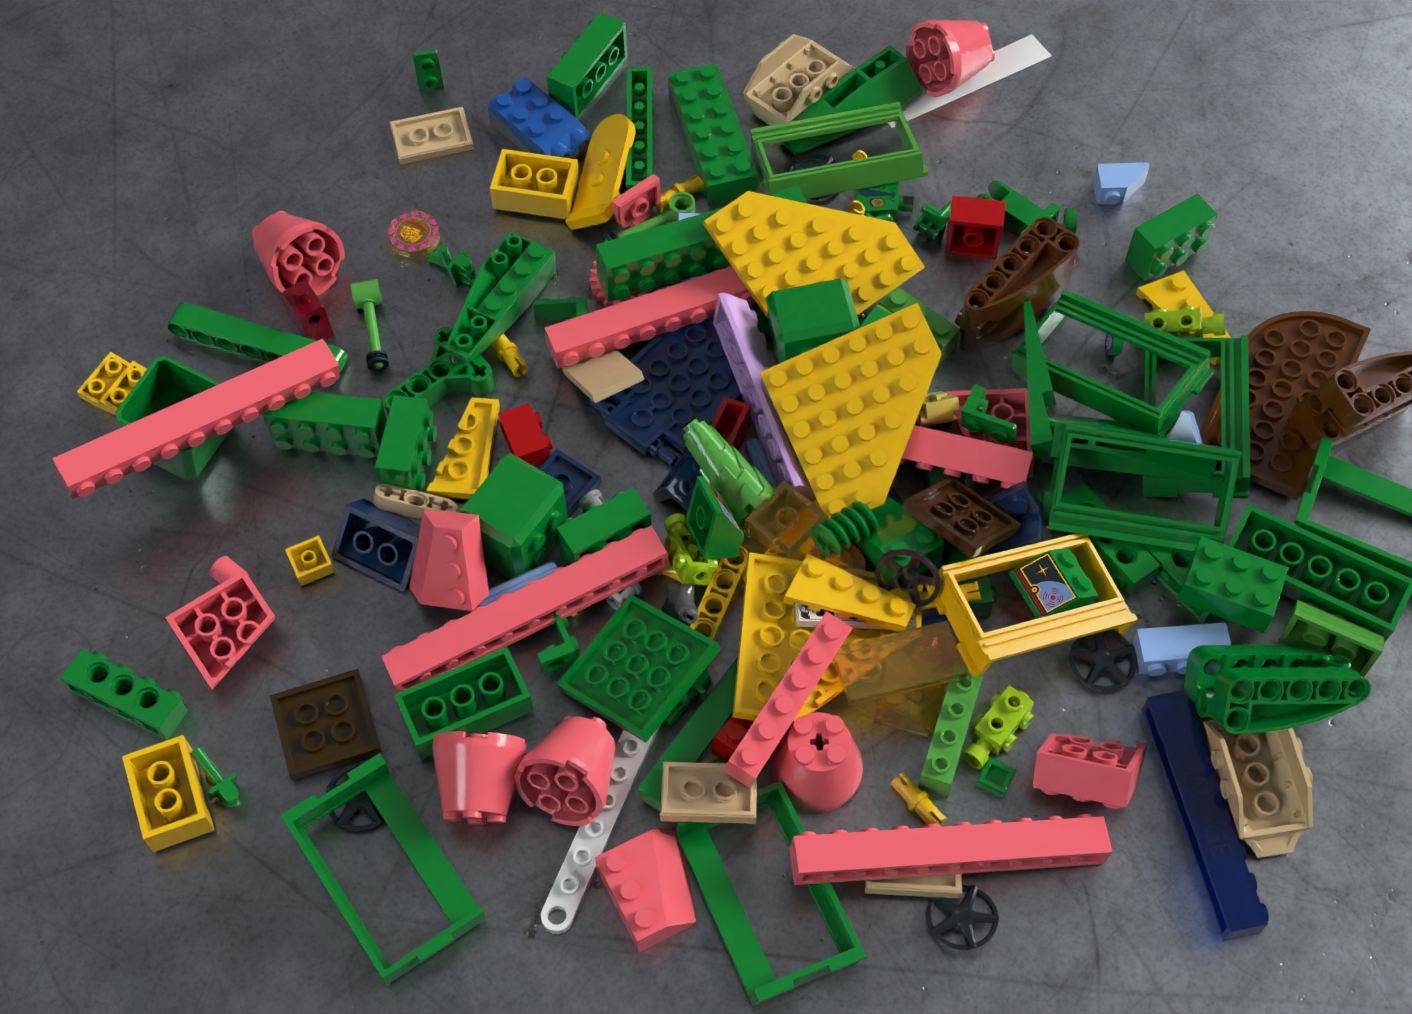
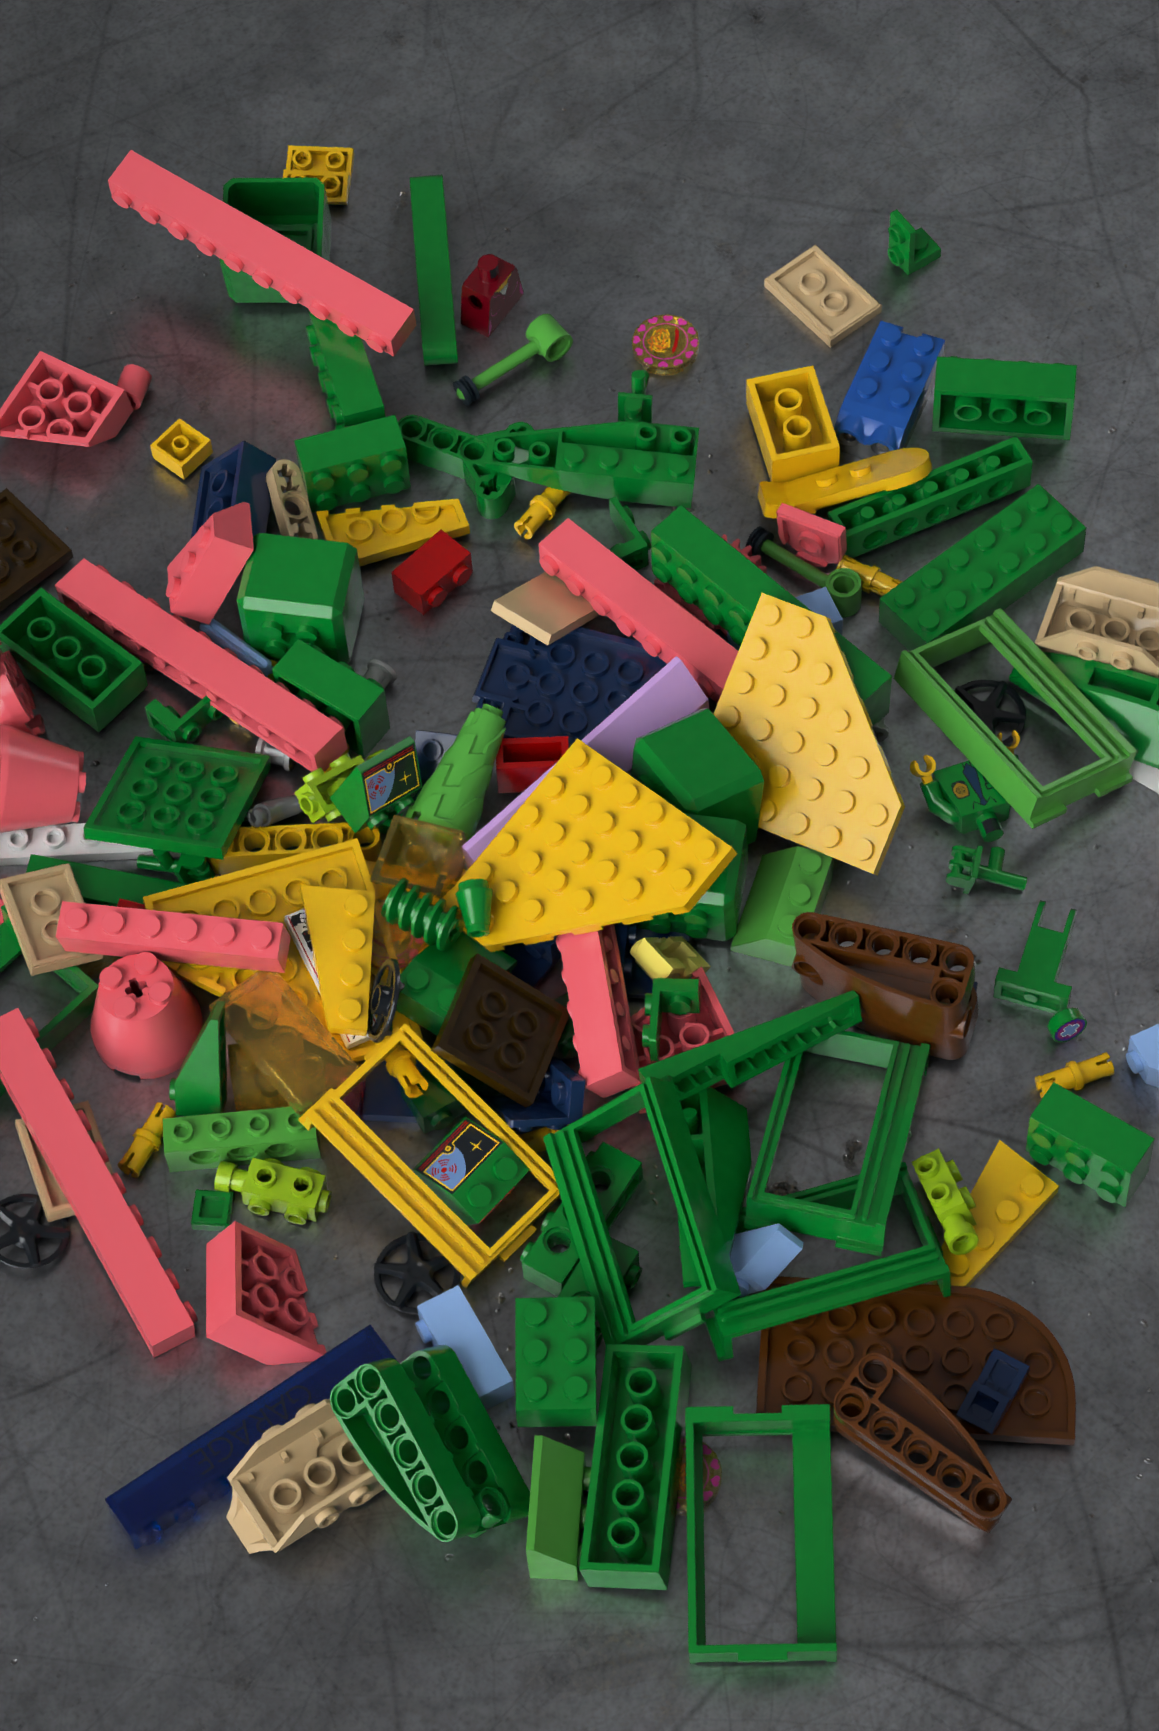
camera: 70 degrees right, 0 degrees up
(298, 251) = (556, 243): coral cone -> none
(575, 477) = (395, 636): dark blue tile -> none
(857, 489) = (475, 906): none -> green cone
(890, 728) = (203, 1074): none -> green slope
(974, 227) = (981, 910): red brick -> none
(1106, 233) = (1075, 1074): none -> yellow pin
(1324, 353) = (993, 1391): none -> dark blue slope

